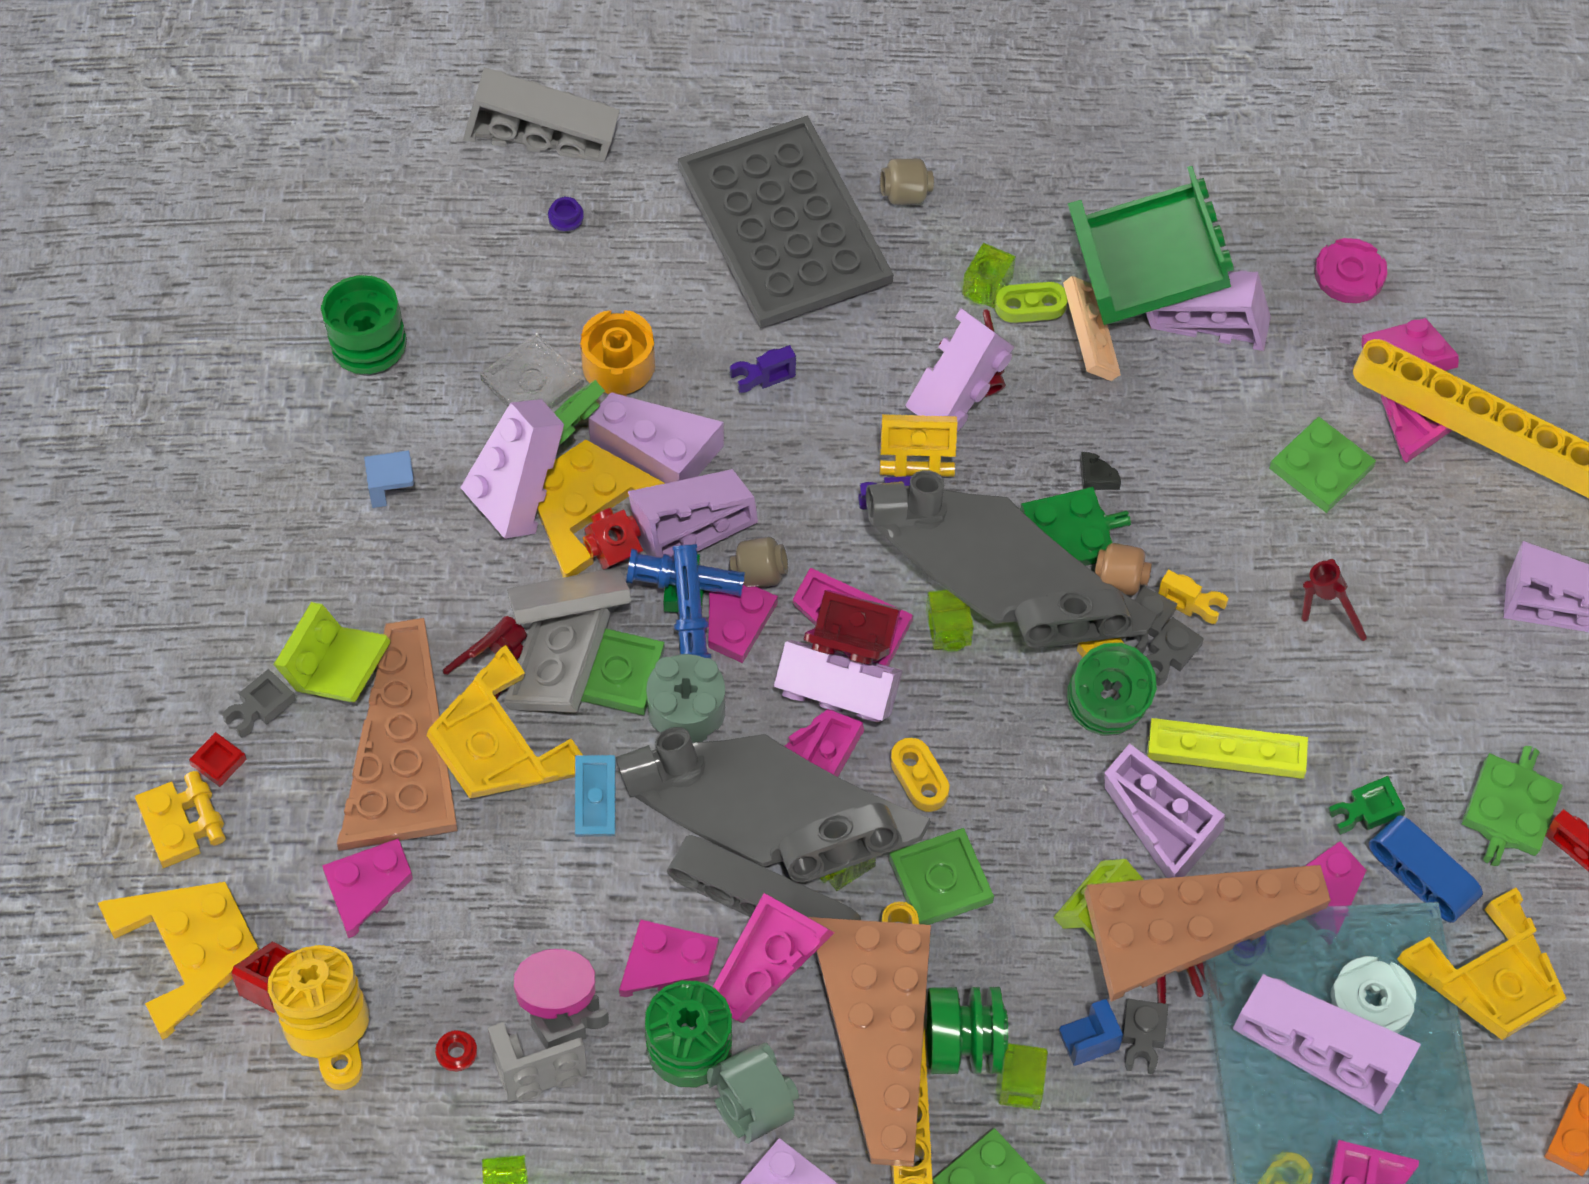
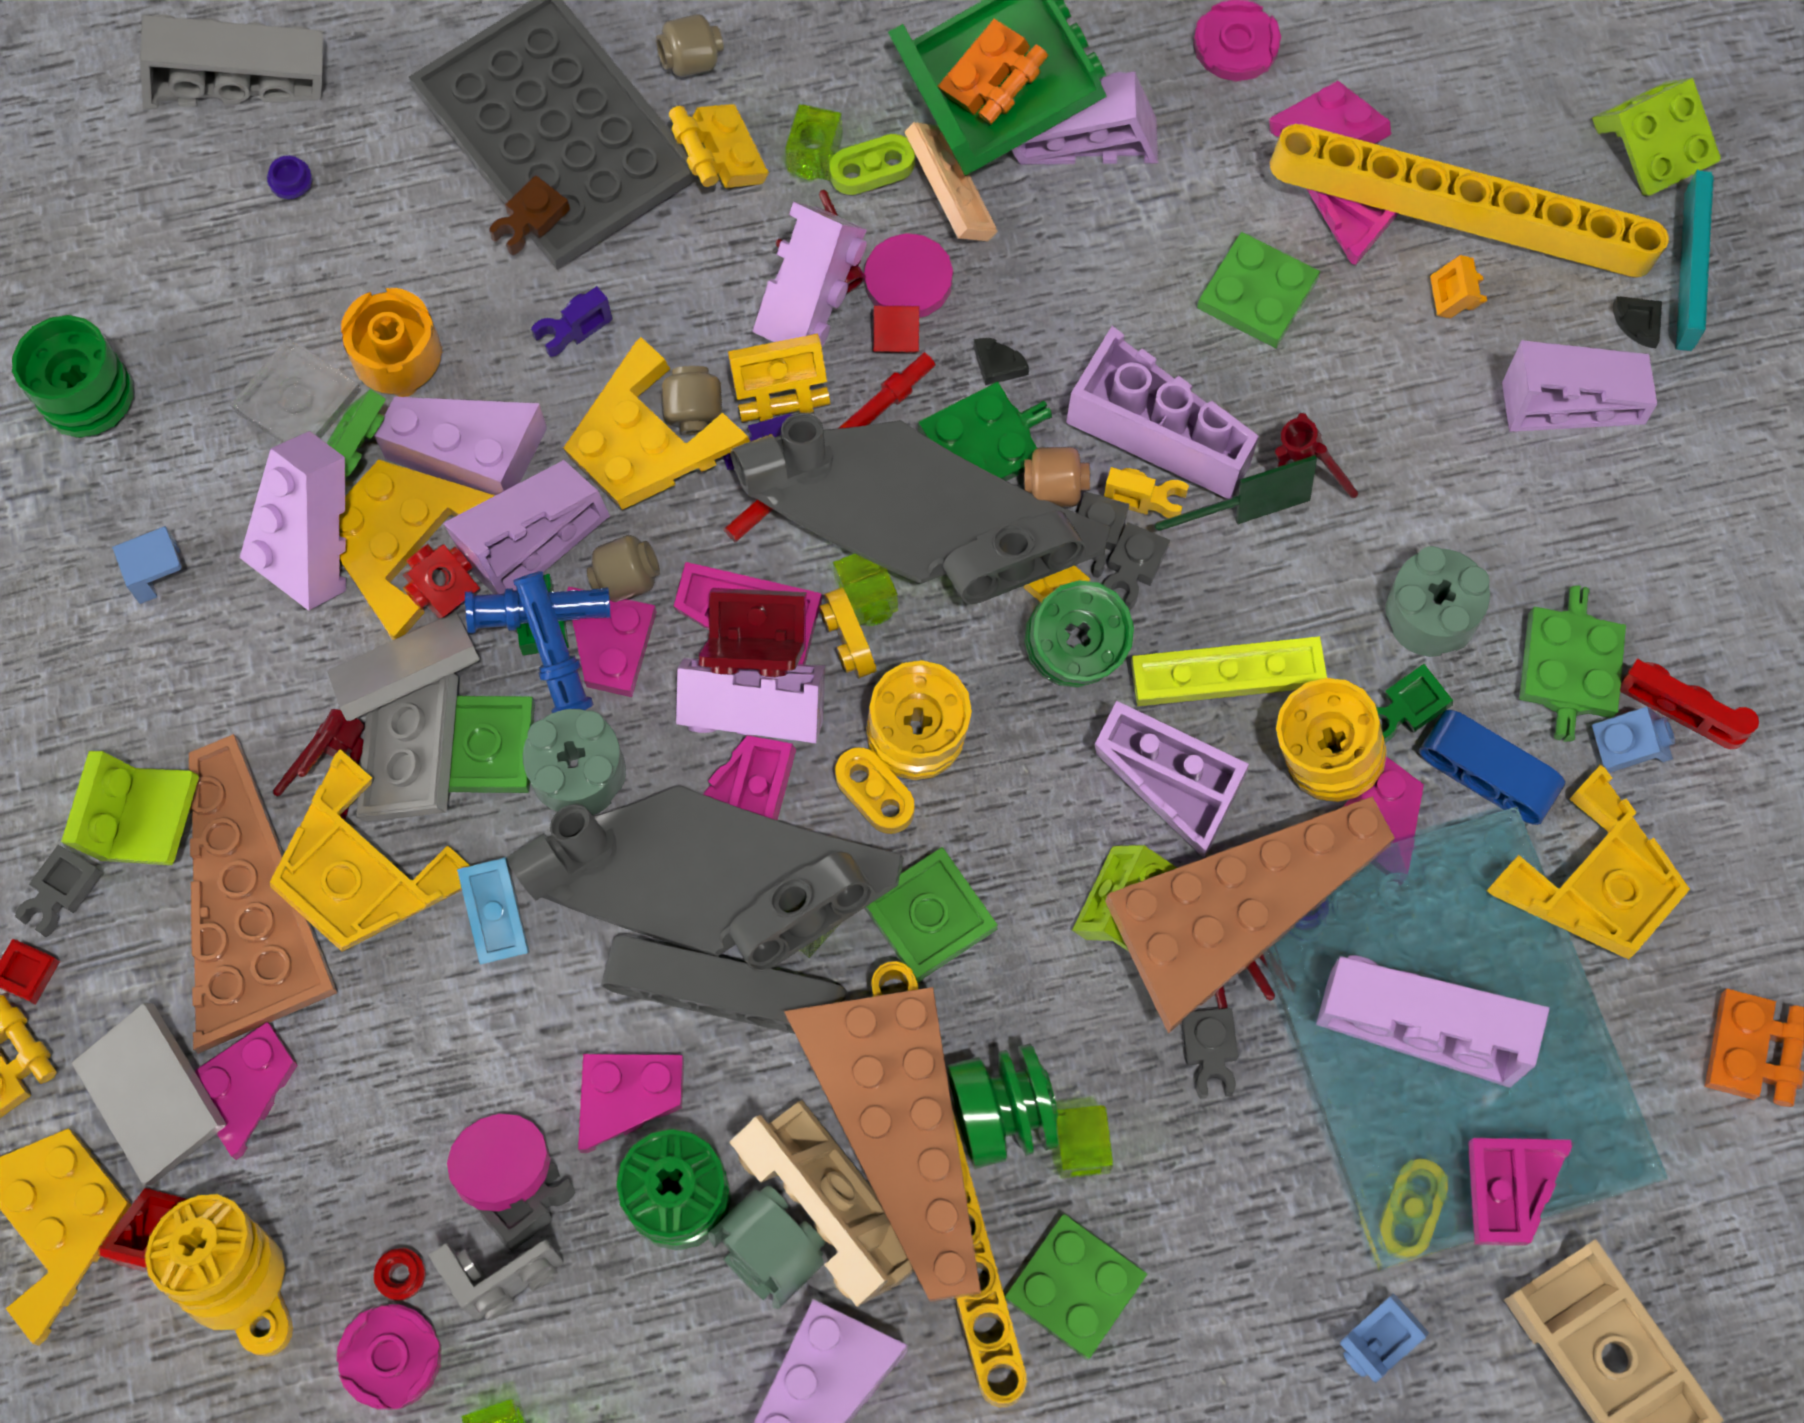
camera: 10 degrees left, 10 degrees up
(294, 869) = (148, 1094): none -> light grey tile
(432, 1111) = (388, 1357): none -> dark pink tile
(751, 277) = (531, 210): none -> reddish brown plate
(767, 954) = (745, 1068): dark pink wing -> none
(787, 473) = (631, 448): none -> yellow wing
(831, 1114) = (833, 1195): none -> tan piece
(844, 447) = (691, 398): none -> dark tan head
(917, 263) = (726, 142): none -> yellow plate
(929, 665) = (840, 616): none -> yellow plate
(973, 707) = (922, 694): none -> yellow wheel
(1007, 477) = (894, 390): none -> red bar
(1021, 430) = (896, 328): none -> red tile
(1040, 393) = (909, 273): none -> dark pink tile
(1092, 1035) = (1150, 1067): blue panel -> none
(1144, 250) = (986, 65): none -> orange plate
(1216, 542) = (1159, 418): none -> lavender wedge
(1286, 617) = (1260, 494): none -> dark green piece
(1297, 814) = (1326, 715): none -> yellow wheel
(1379, 977) = (1472, 919): light aqua plate -> none
(1410, 731) = (1443, 578): none -> sand green brick
(1485, 496) = (1457, 287): none -> light orange tile
(1548, 873) = (1633, 739): none -> medium blue bracket

